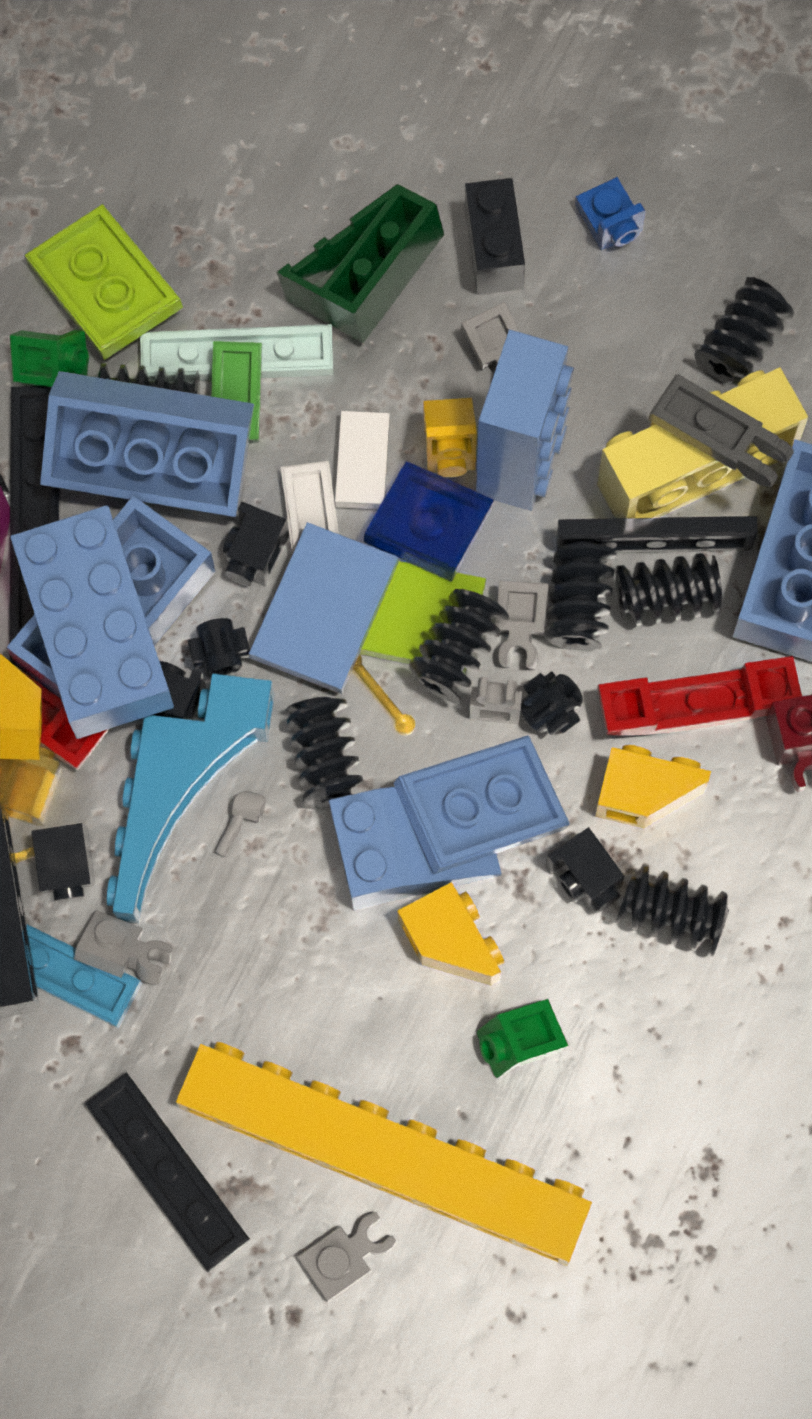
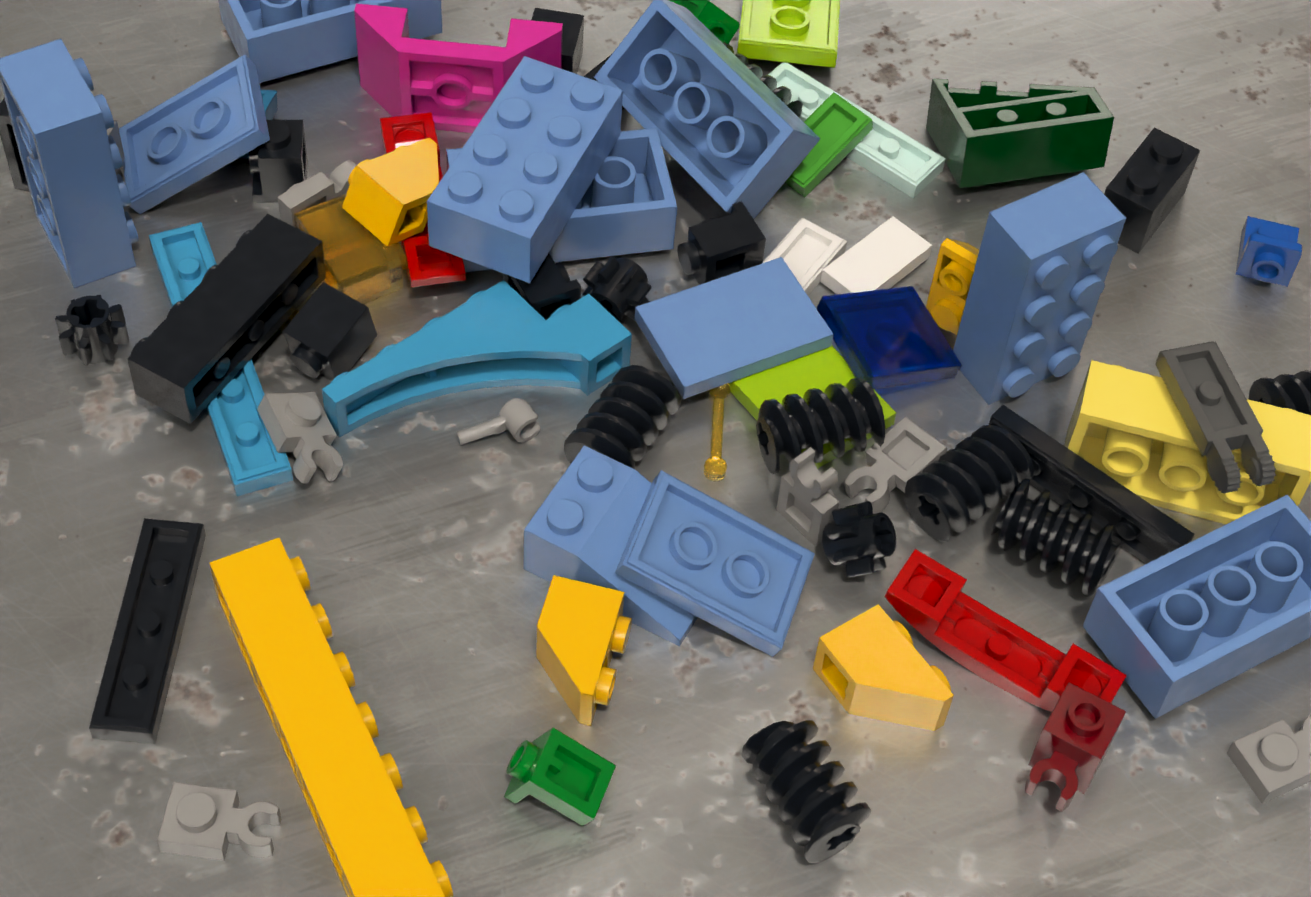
camera: 35 degrees right, 20 degrees down
(586, 871) = (756, 686): black brick -> none

